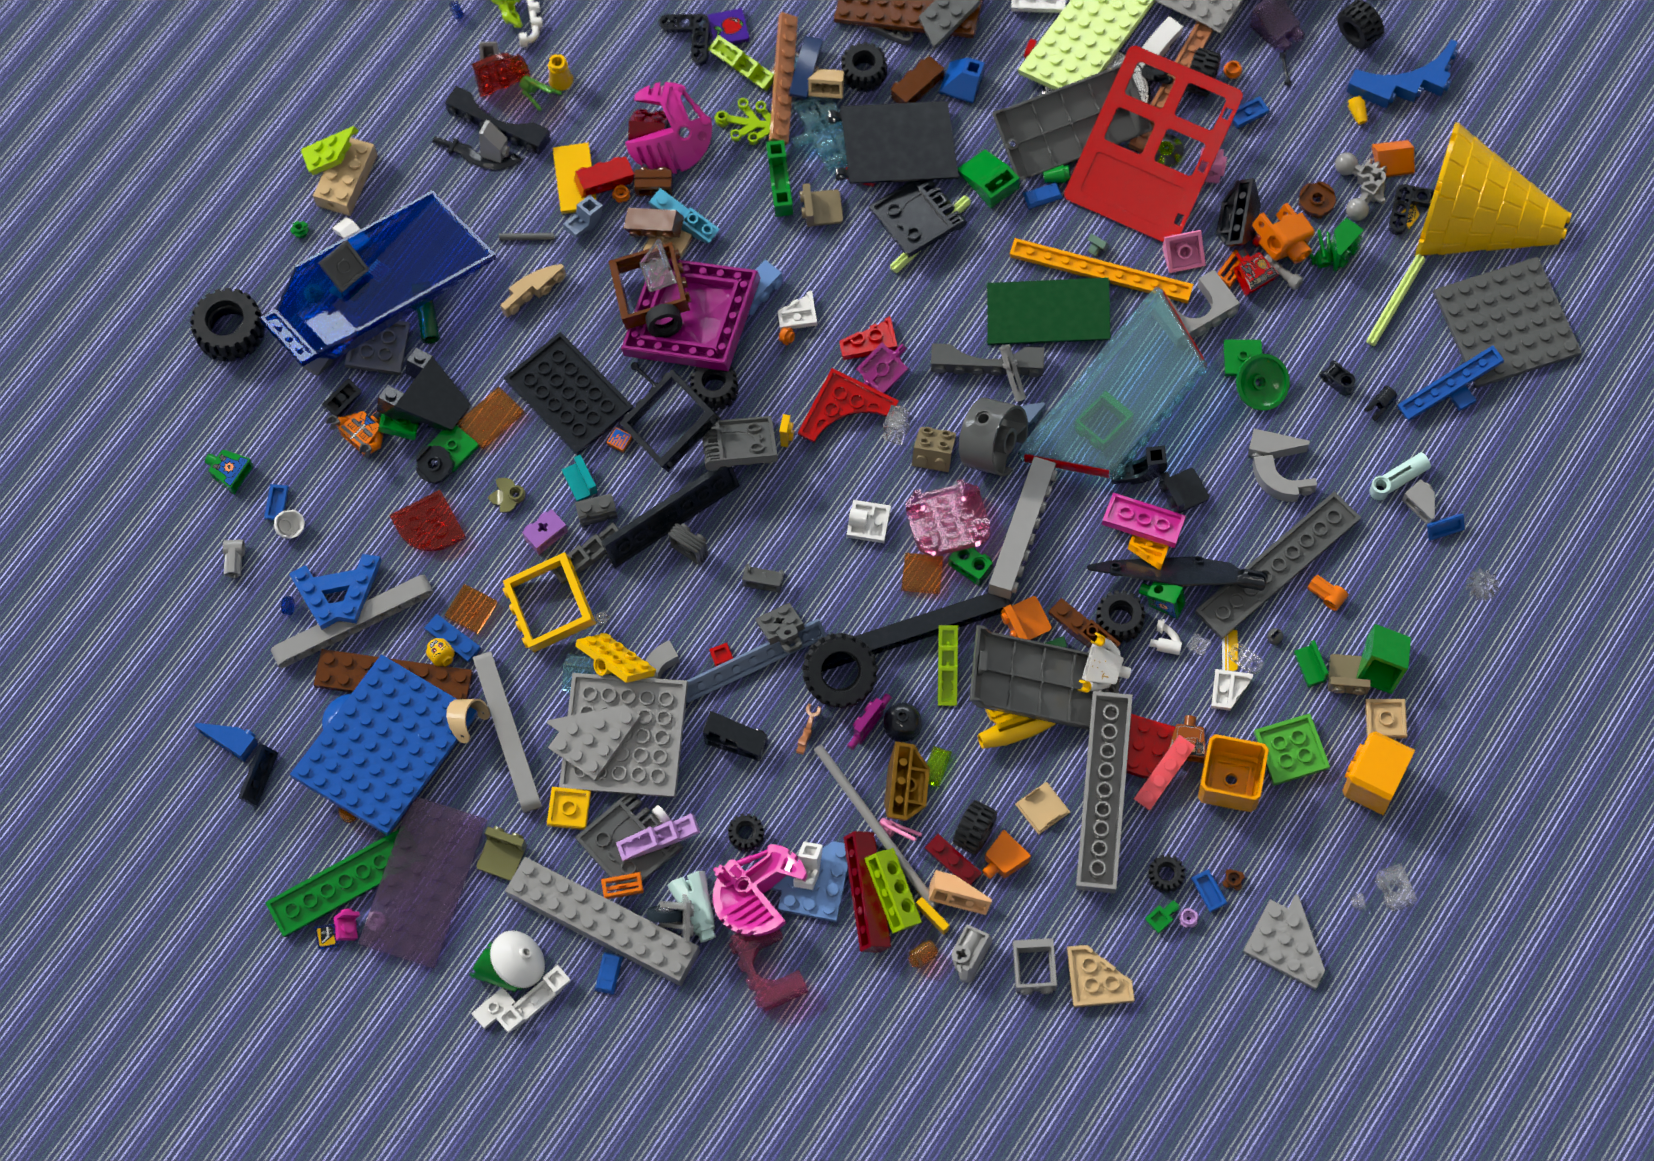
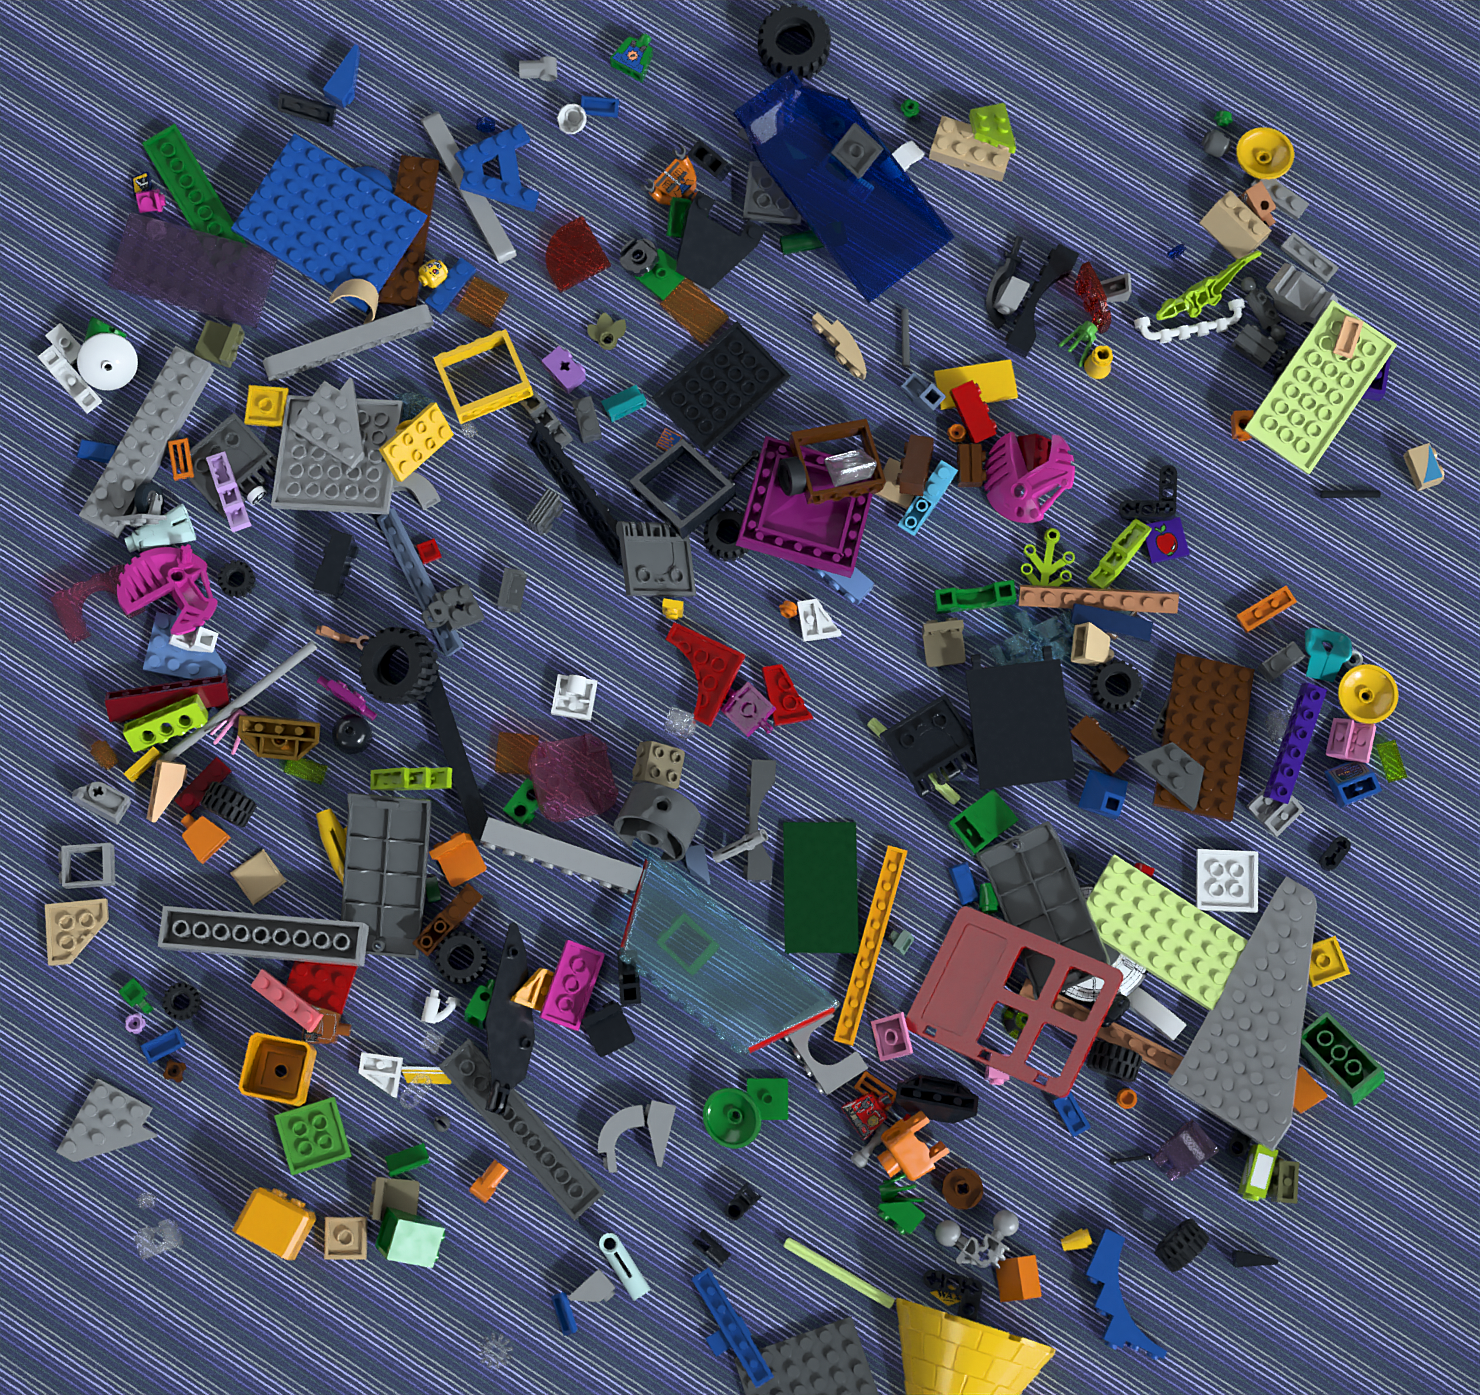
camera: 80 degrees right, 10 degrees up
(1103, 666) = (396, 935): white torso -> none

